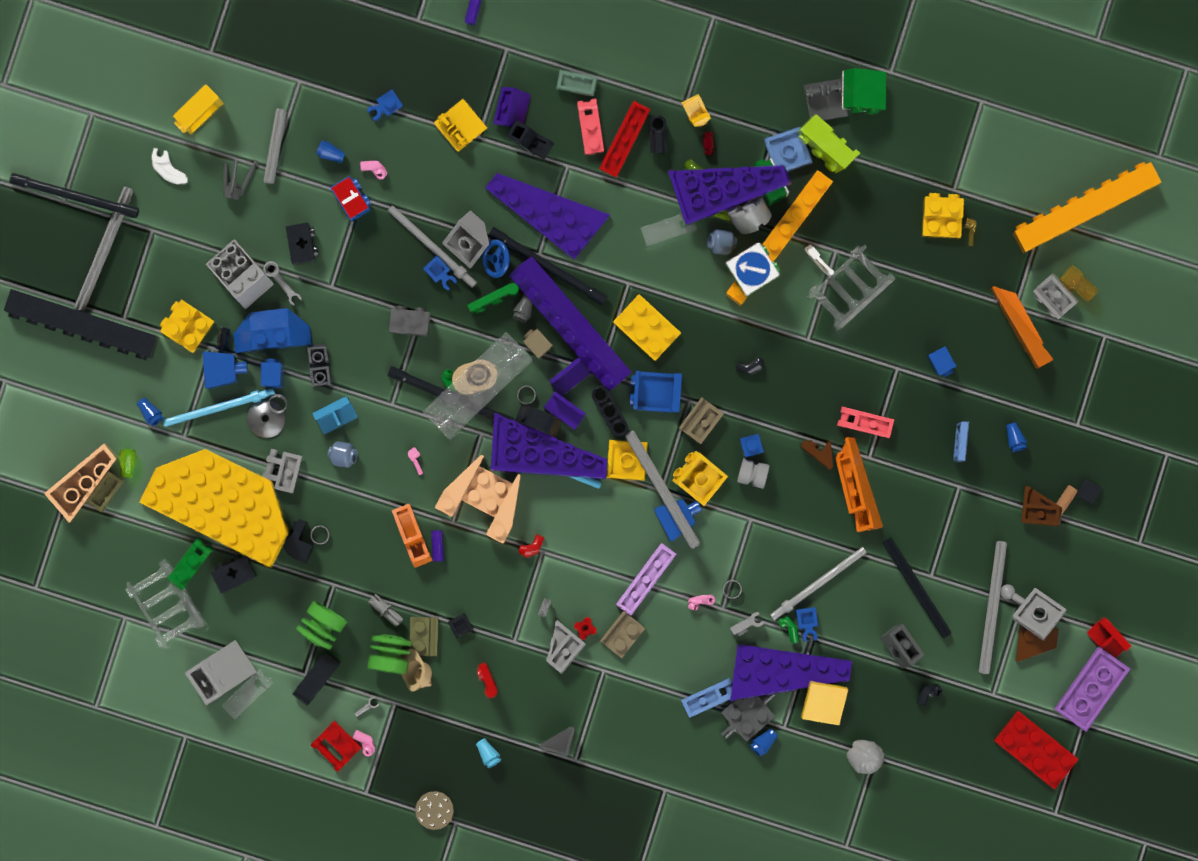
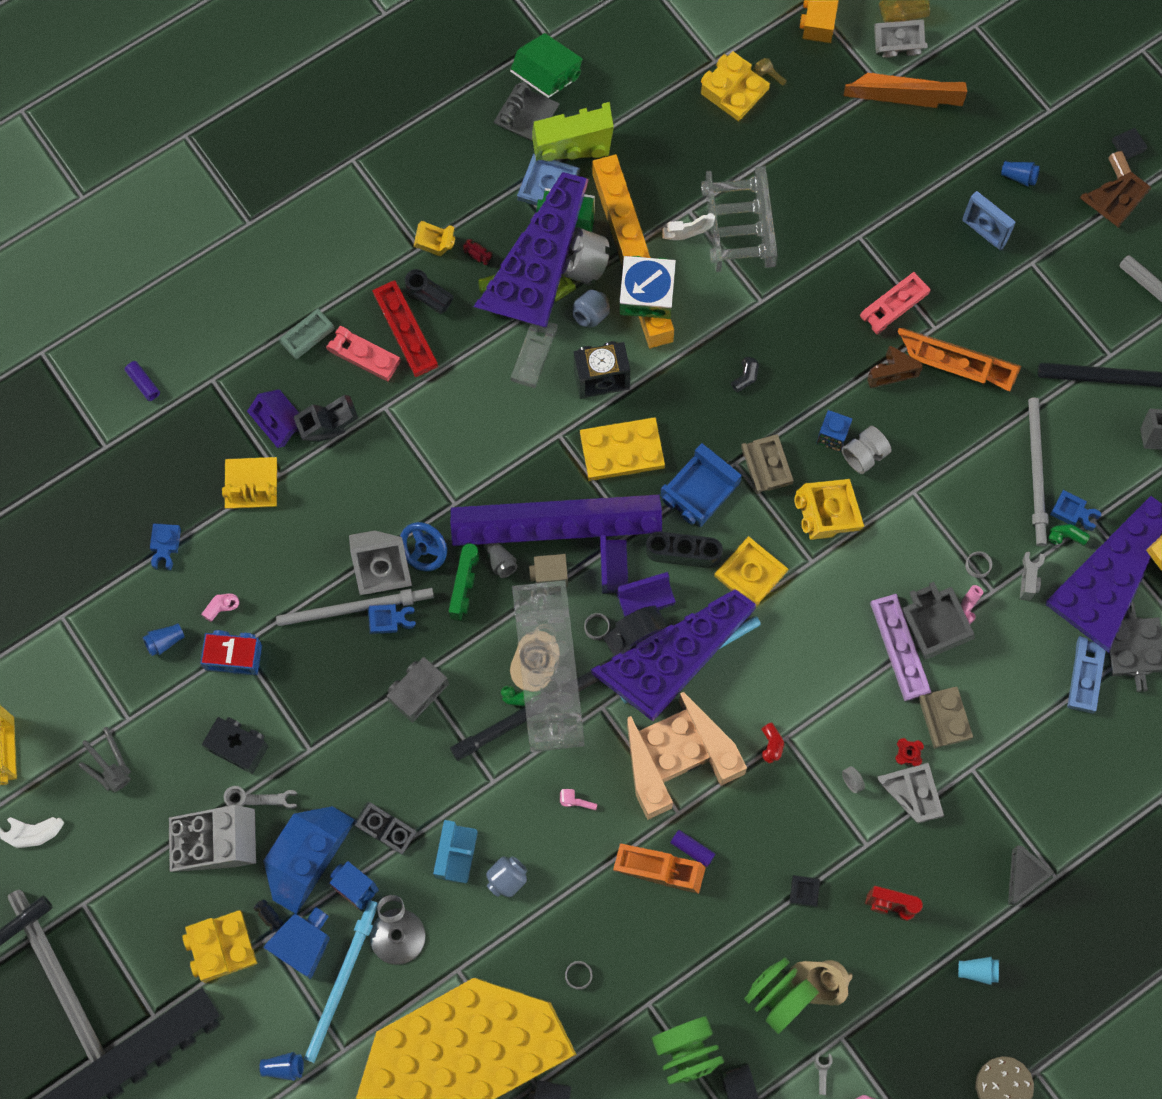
camera: 50 degrees left, 15 degrees down
(275, 145) = (107, 695): light grey axle -> none
(287, 472) = (476, 954): light grey plate -> none
(294, 546) = (572, 1013): black brick -> none
(385, 610) = (723, 964): light grey axle -> none
(424, 635) = (785, 939): olive plate -> none
(557, 218) = (431, 456): dark purple wing -> none
(591, 292) = (539, 478): black piece -> none
(662, 489) = (815, 551): light grey axle -> none
(669, 524) = (856, 564): blue torso -> none
(675, 589) = (937, 620): none -> dark grey piece
(684, 279) = (601, 369): none -> black brick
(941, 362) = (887, 186): blue brick -> none

